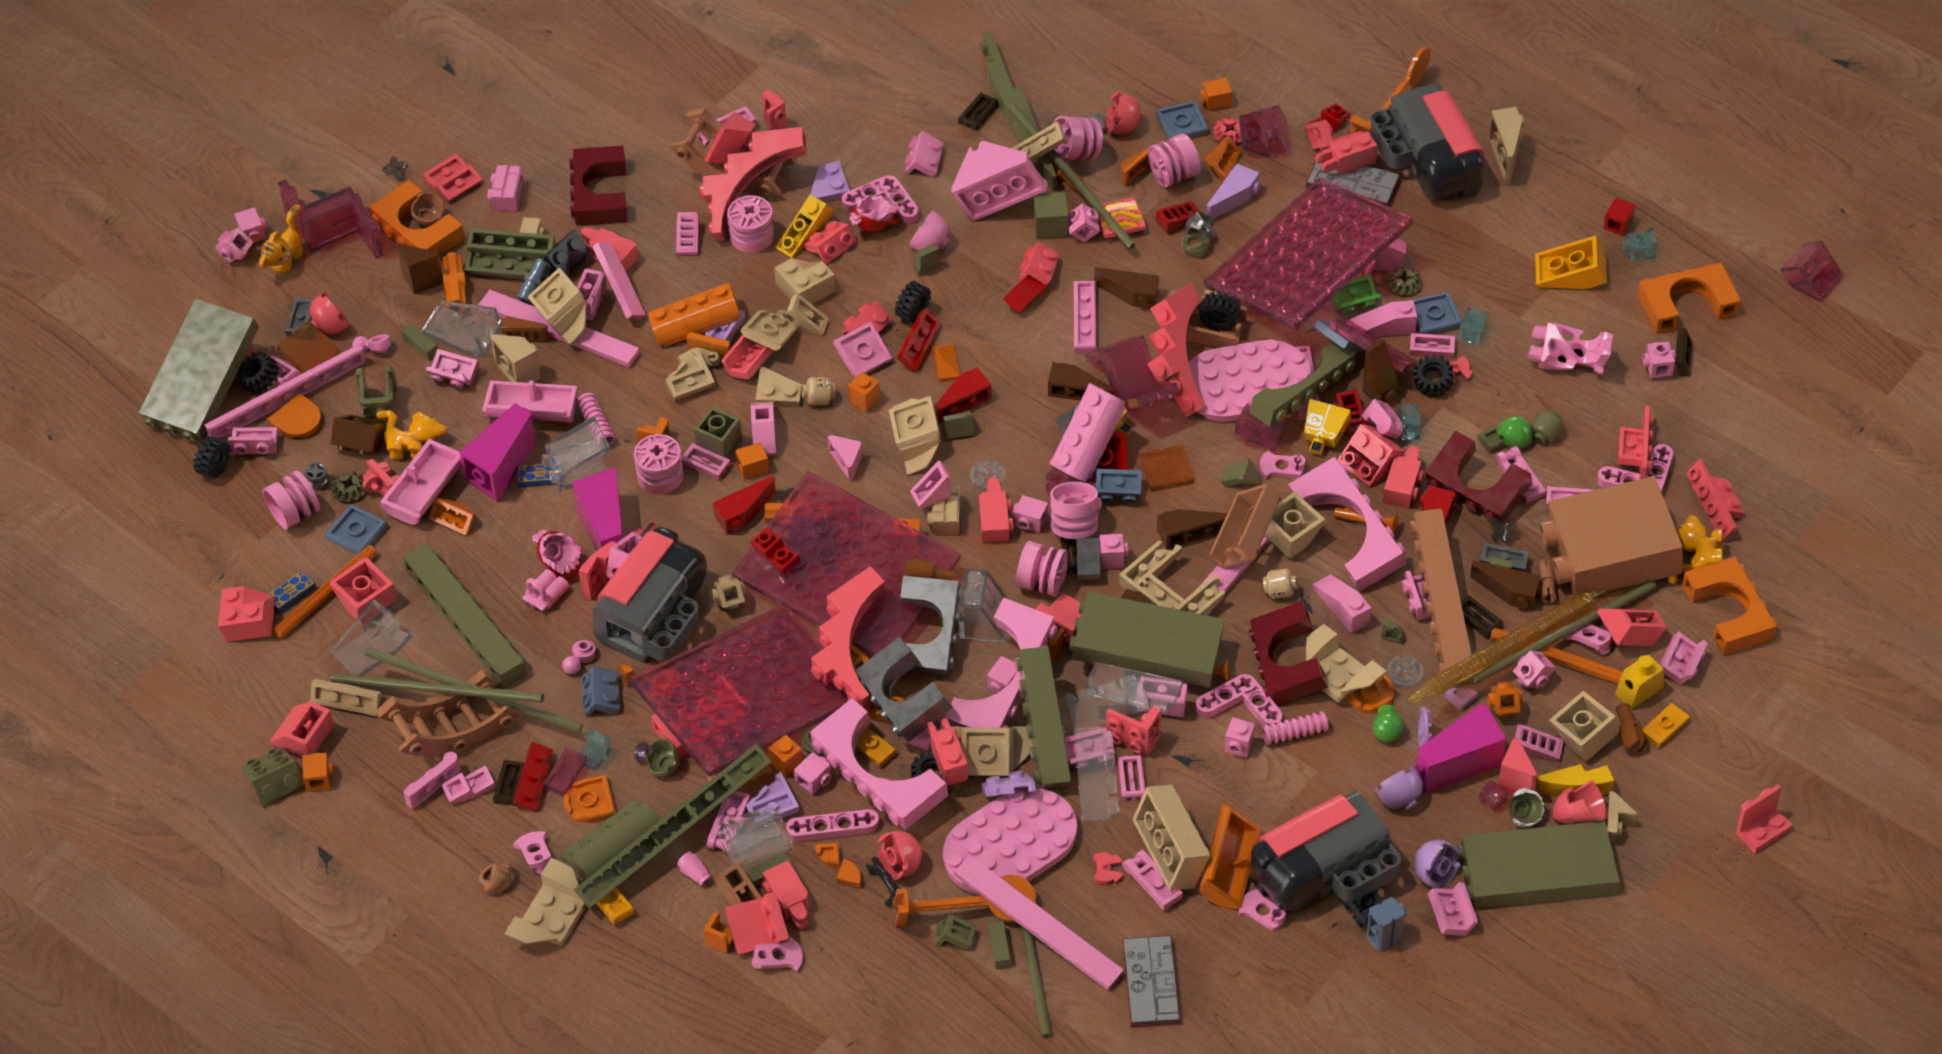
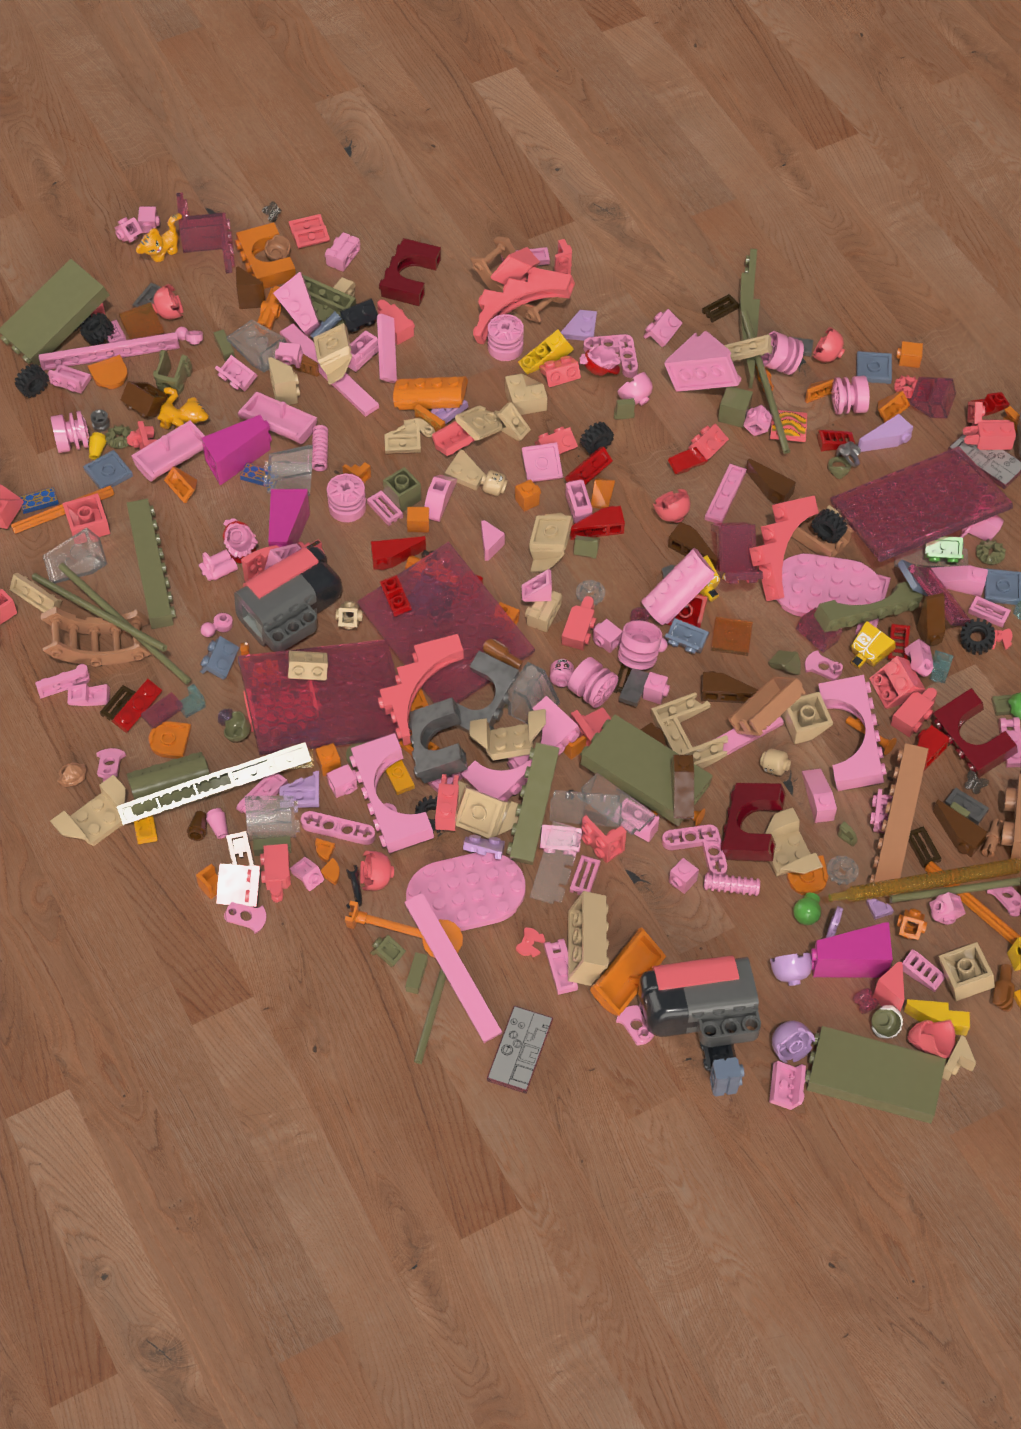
camera: 20 degrees right, 5 degrees up
(328, 505) = (96, 445): none -> yellow cone
(490, 264) = (298, 303): none -> bright pink wedge
(510, 323) = (289, 353): none -> bright pink brick
(673, 881) = (197, 827): none -> reddish brown cone
(687, 220) = (459, 319): bright pink slope -> none
(715, 660) = (307, 665): none -> tan bracket
(824, 883) = (308, 873): none -> bright pink bracket
(926, 377) = (578, 500): none -> bright pink brick
(984, 661) = (508, 741): none -> tan piece
(1001, 570) = (560, 672): none -> bright pink head
(1036, 348) = (673, 506): none -> coral cylinder
(1199, 639) = (682, 786): none -> reddish brown slope

